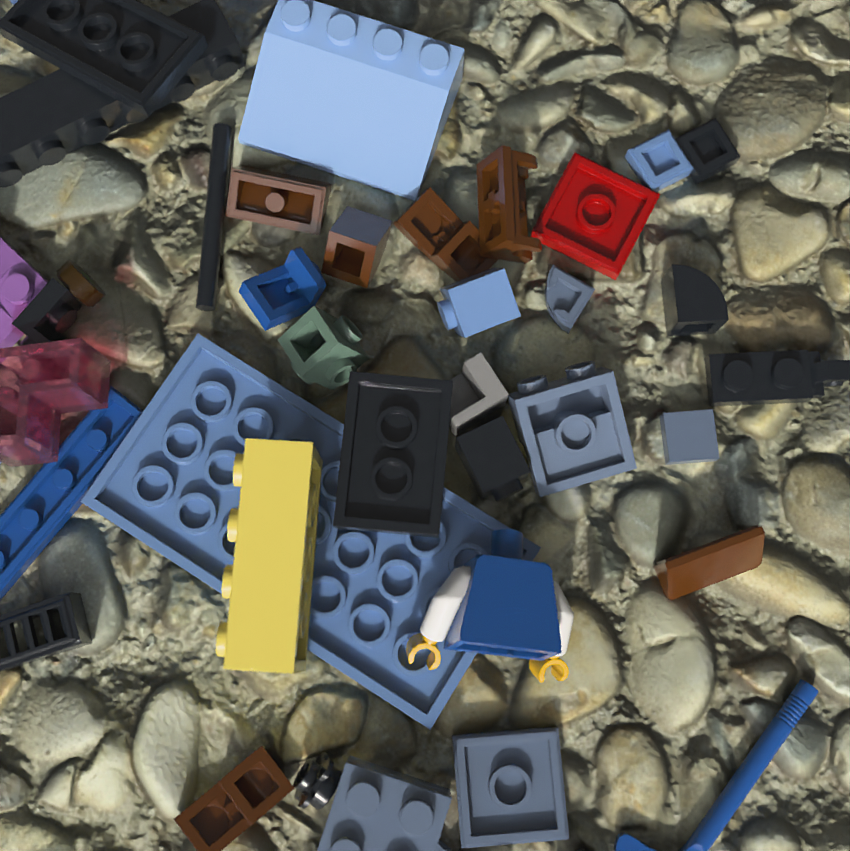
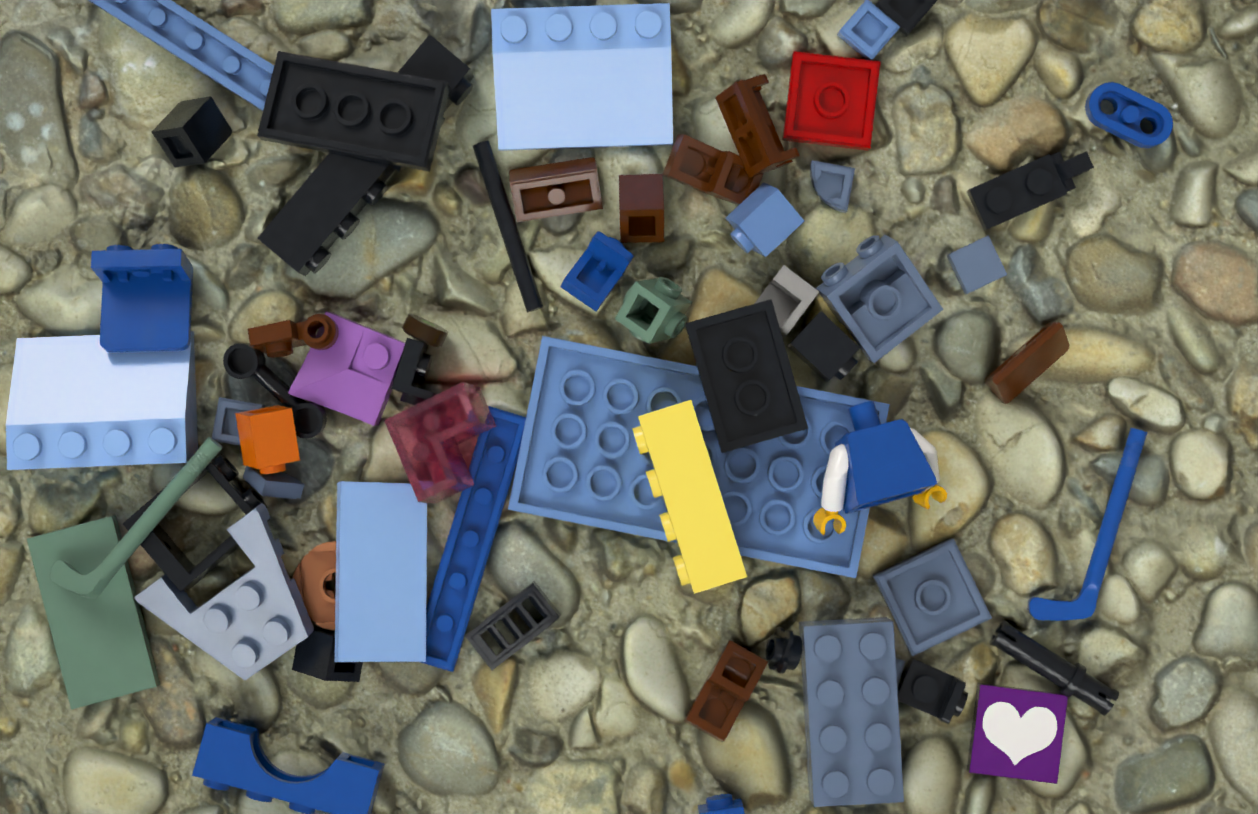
camera: 15 degrees left, 10 degrees up
(691, 302) = (939, 150): black brick -> none

